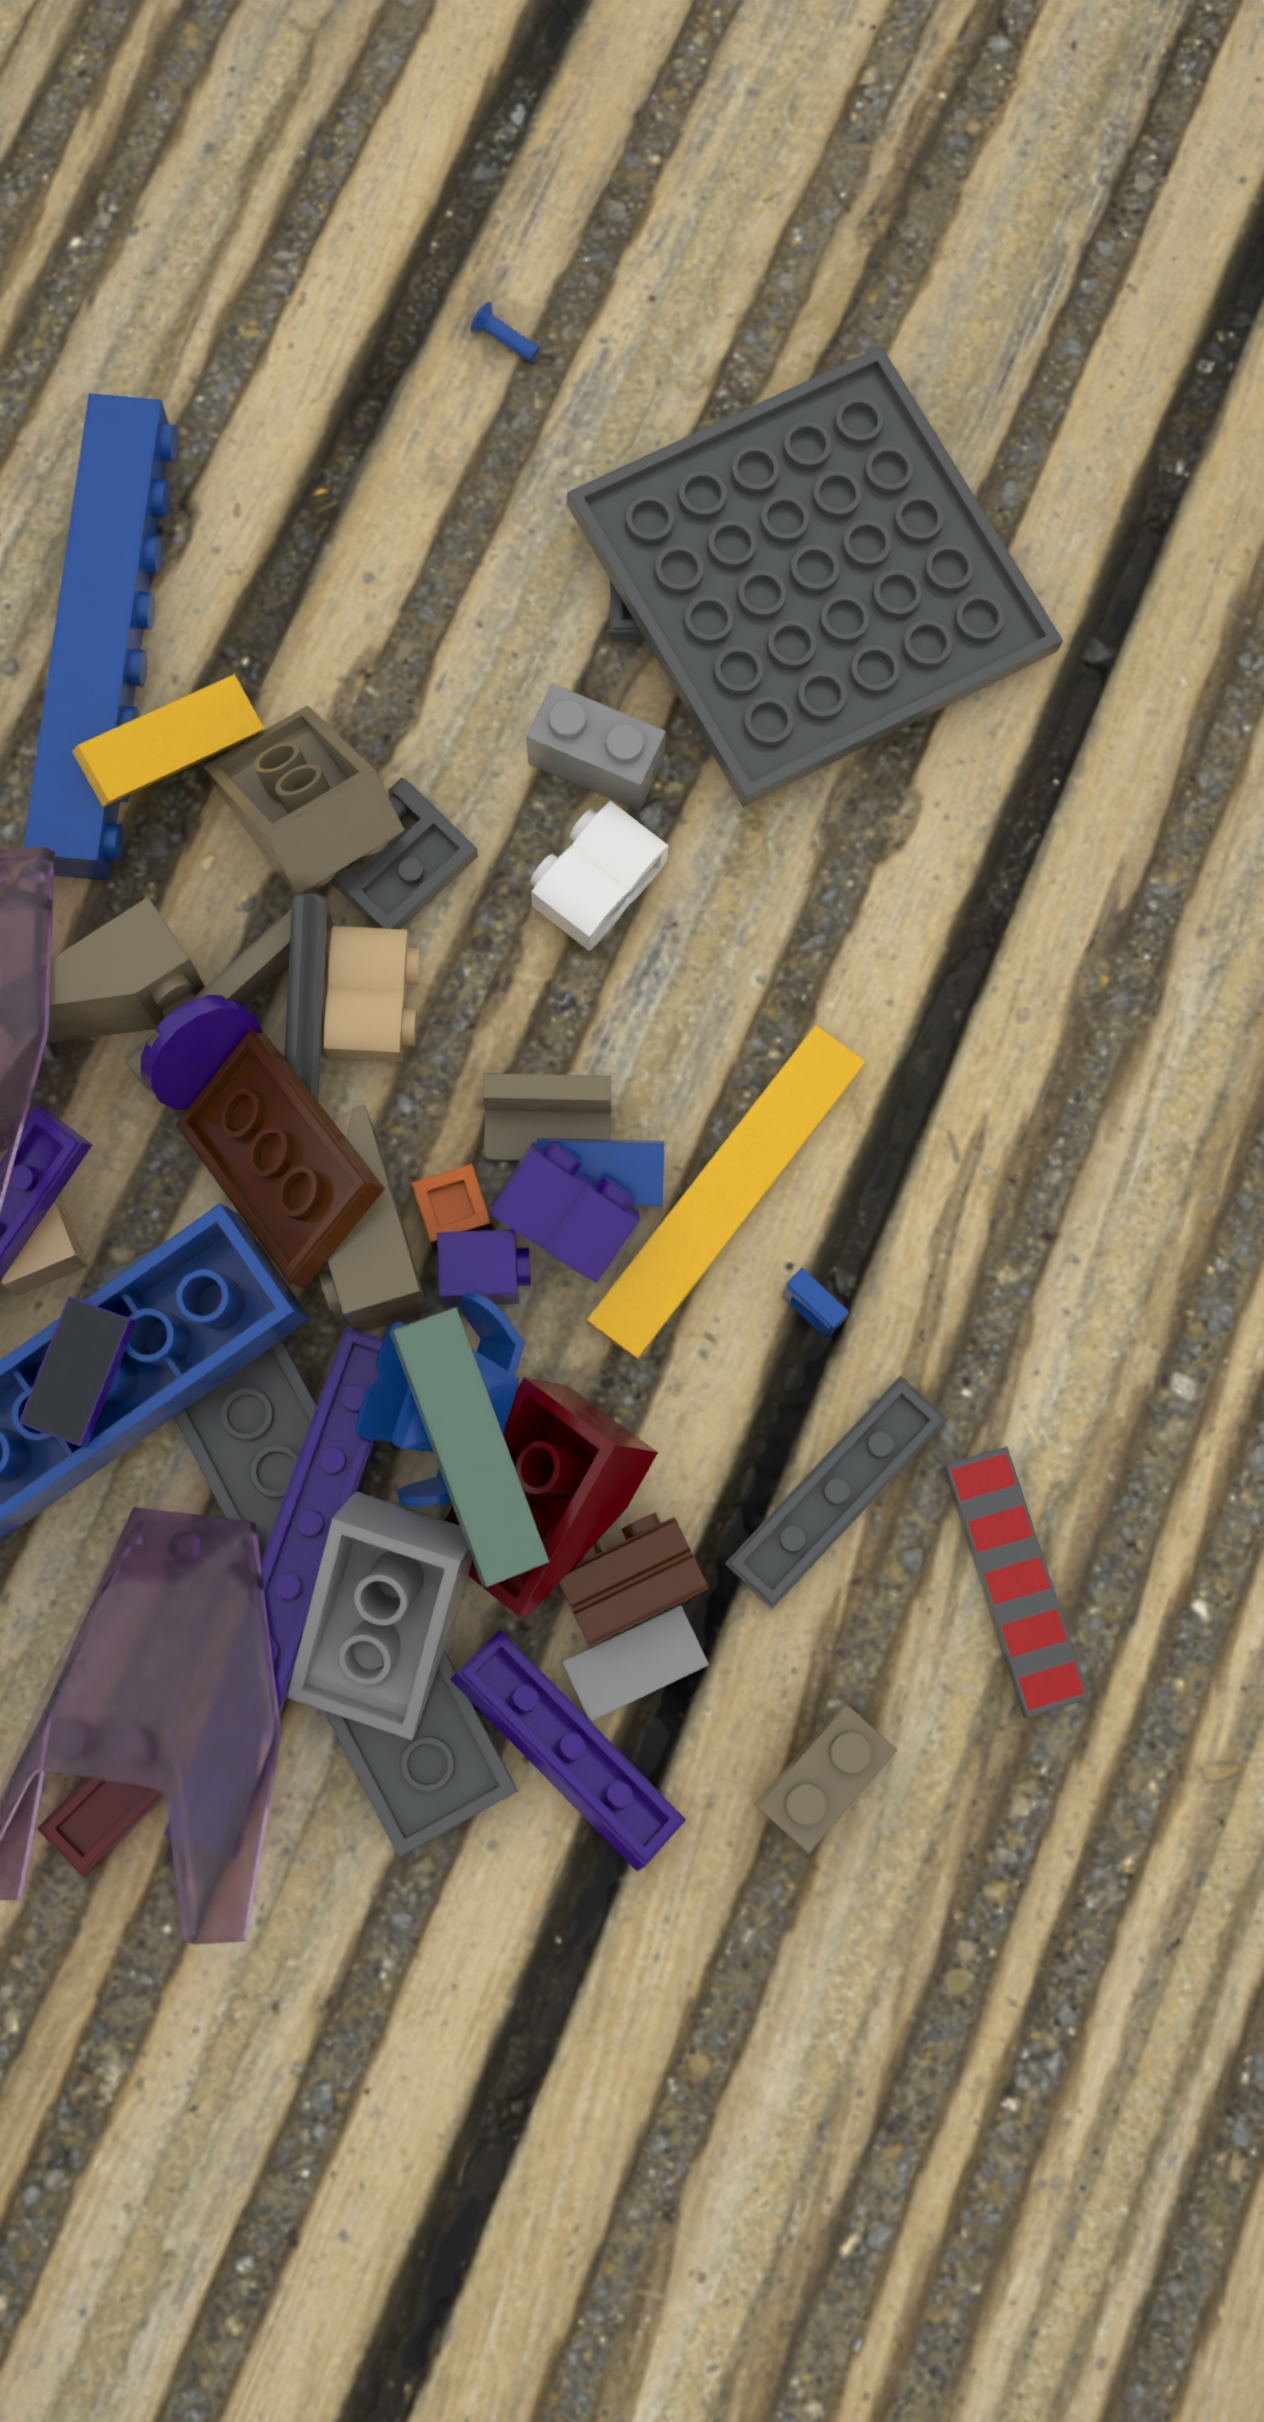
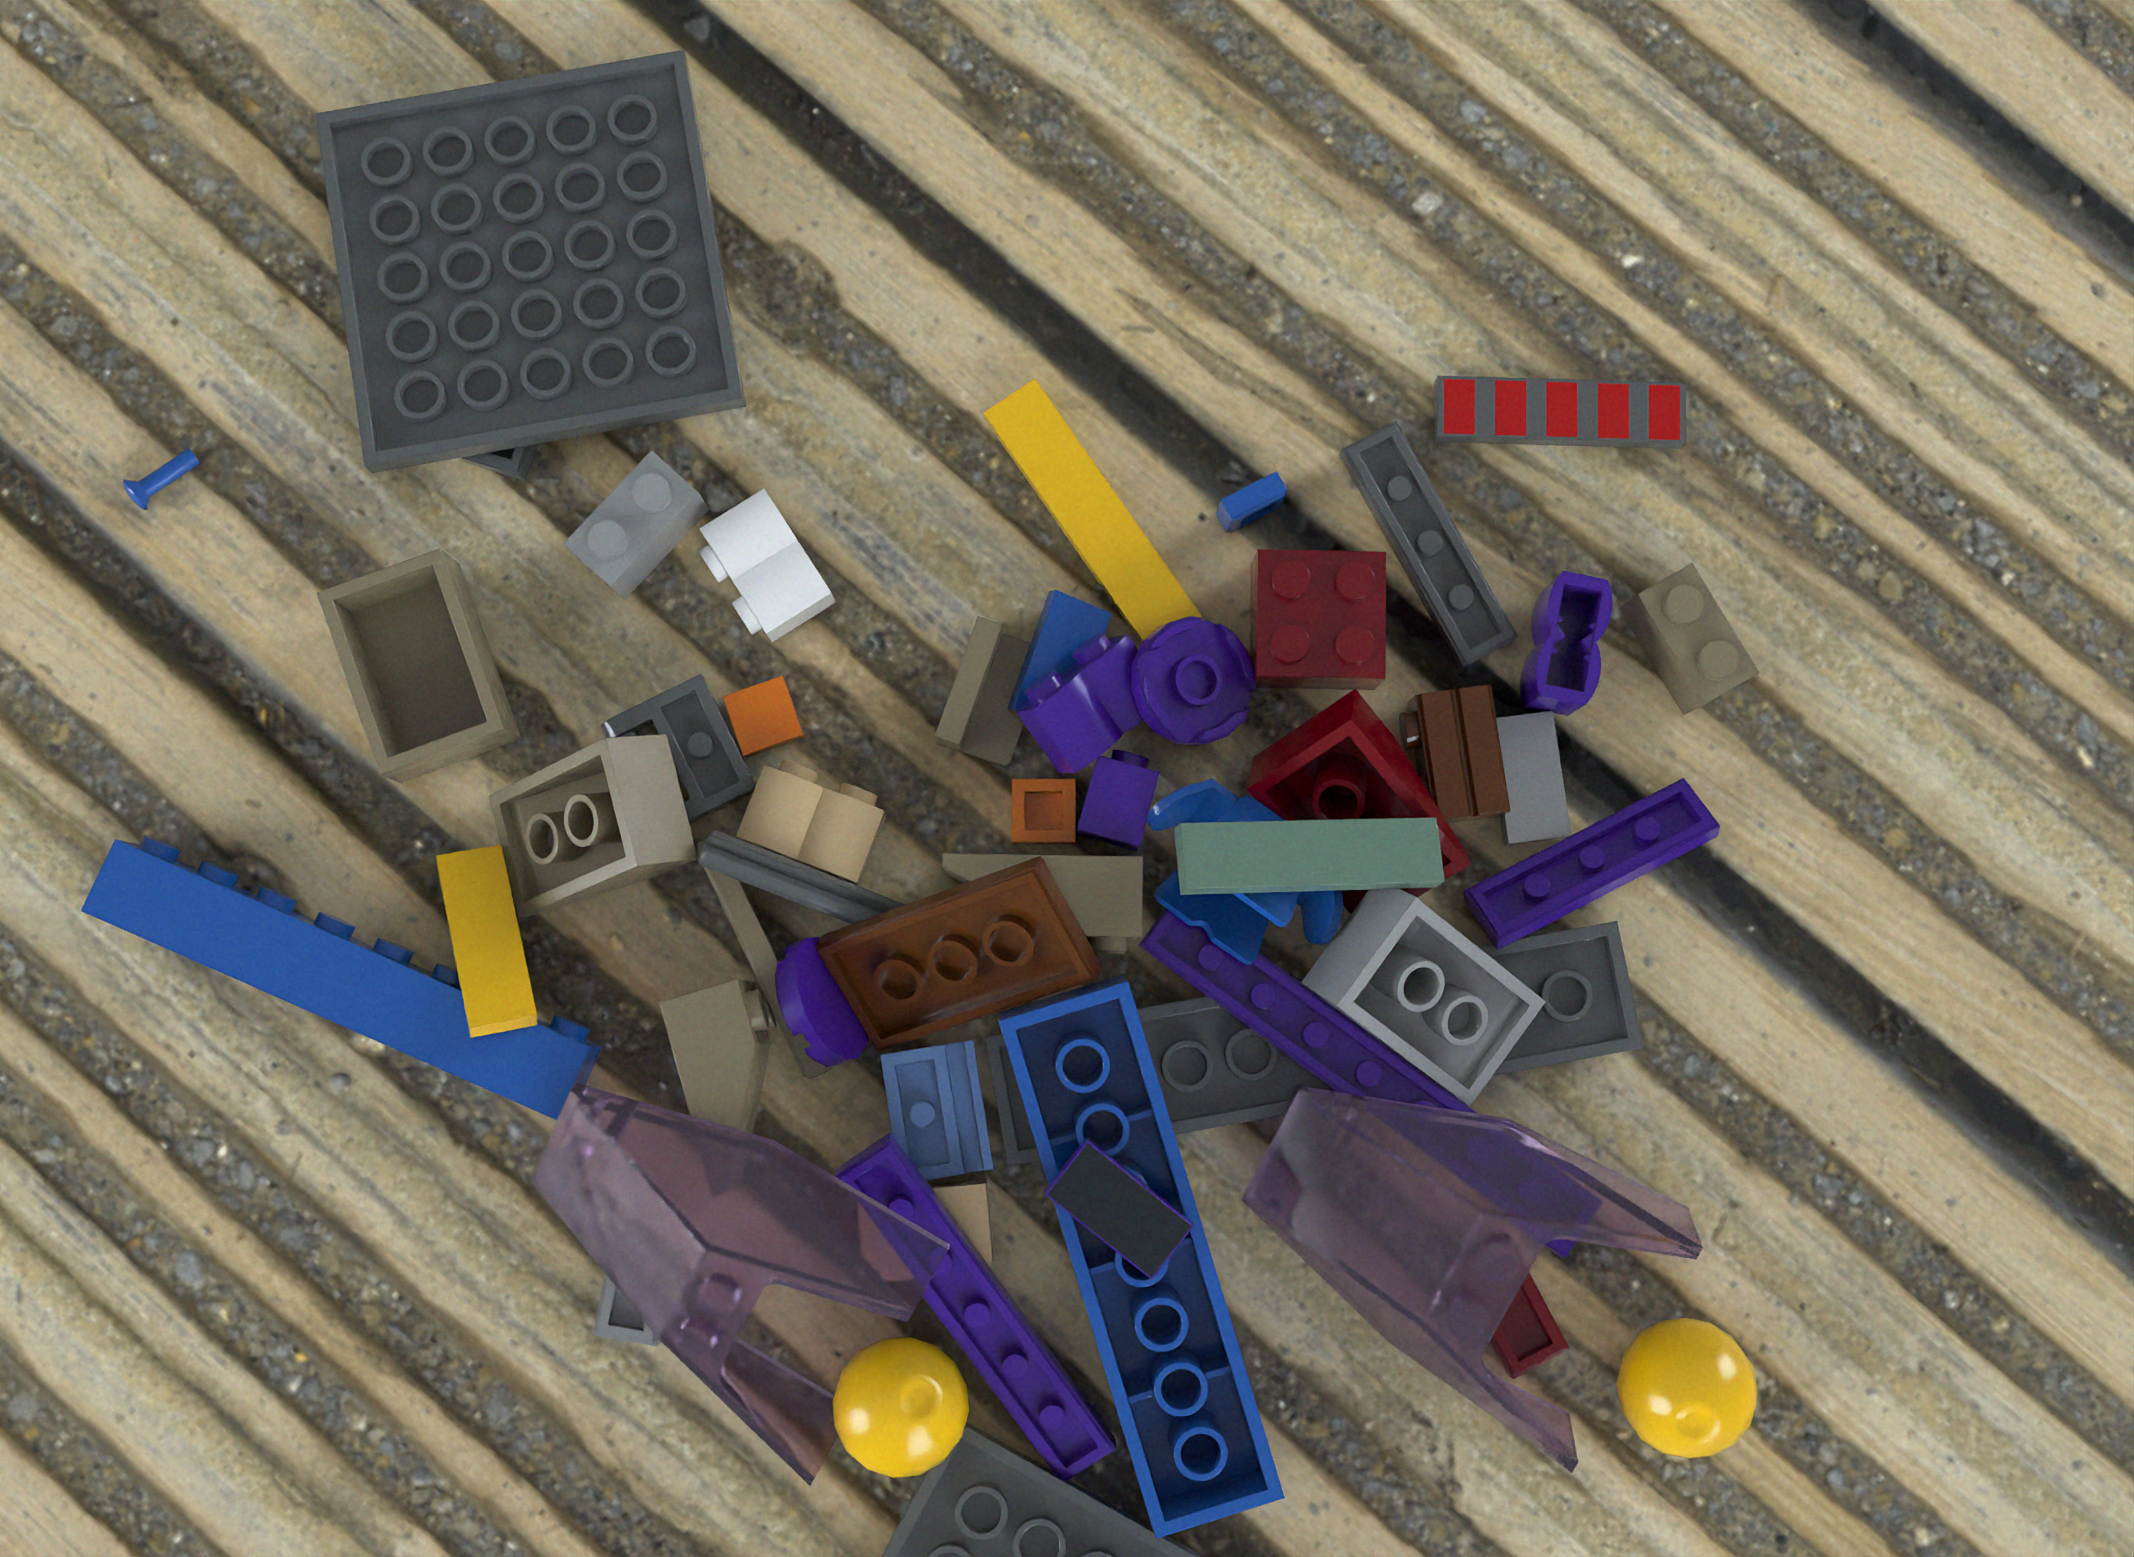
camera: 75 degrees left, 5 degrees up
(71, 2000) = (1687, 1388): none -> yellow piece
(135, 1195) = (938, 1108): none -> medium blue plate
(400, 600) = (418, 666): none -> dark tan piece
(458, 920) = (763, 717): none -> orange tile
(616, 1297) = (1192, 681): none -> dark purple tile
(719, 1400) = (1318, 619): none -> dark red brick
(796, 1650) = (1565, 630): none -> dark purple brick

